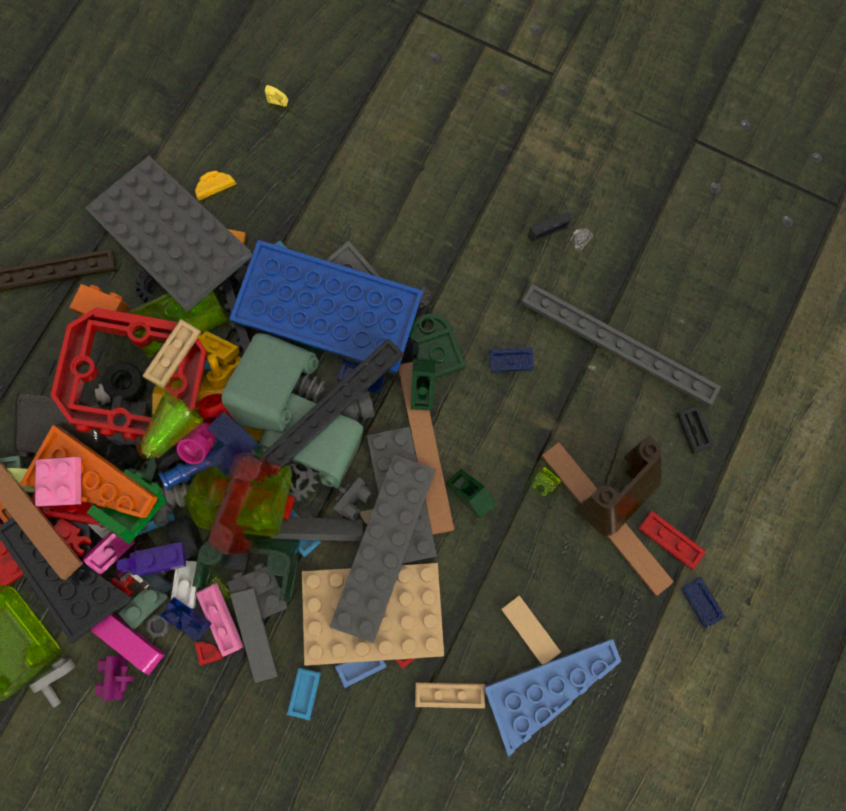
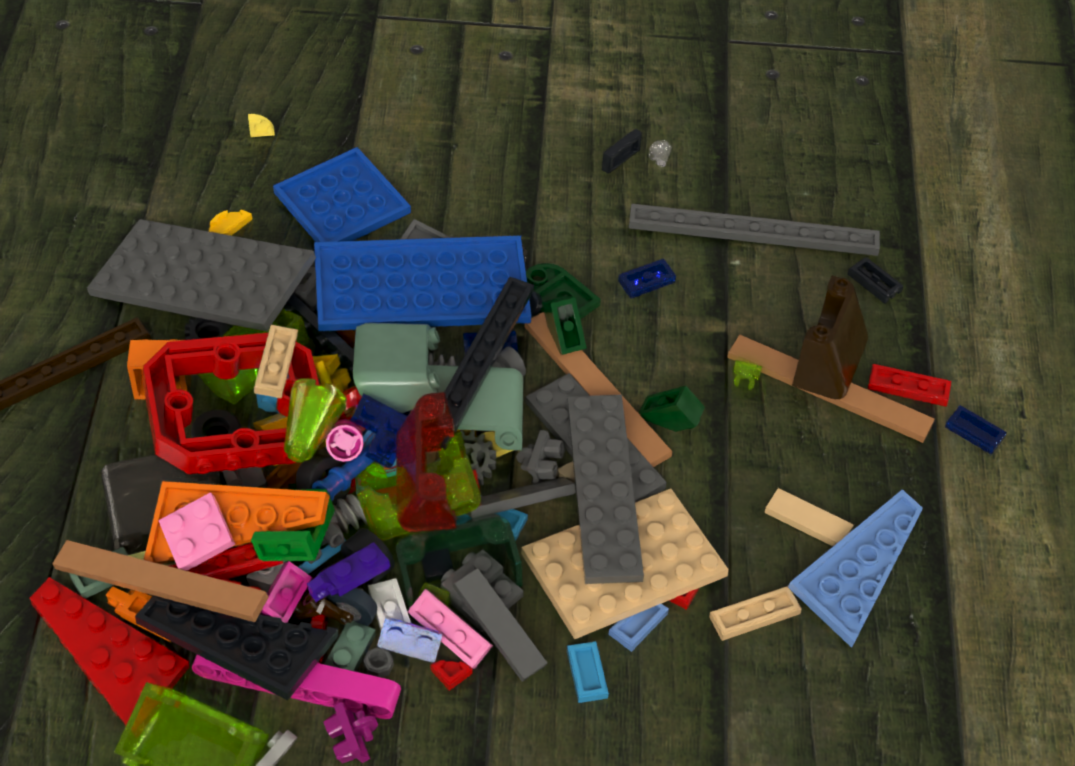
camera: 20 degrees left, 25 degrees down
(308, 193) = (342, 198): none -> blue plate

